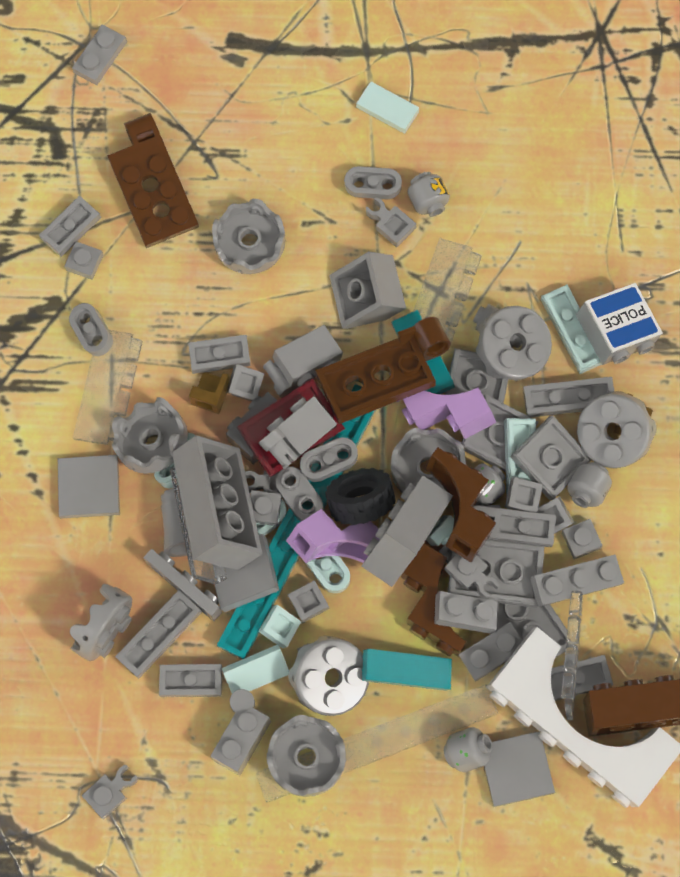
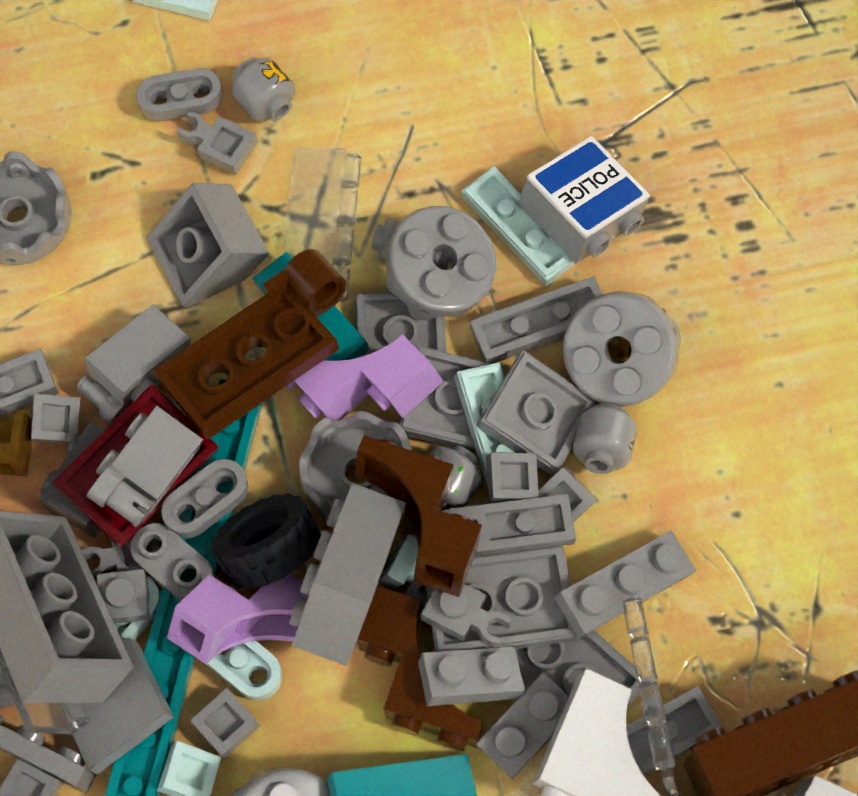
camera: 15 degrees left, 5 degrees down
(582, 539) = (615, 521): light grey plate -> none

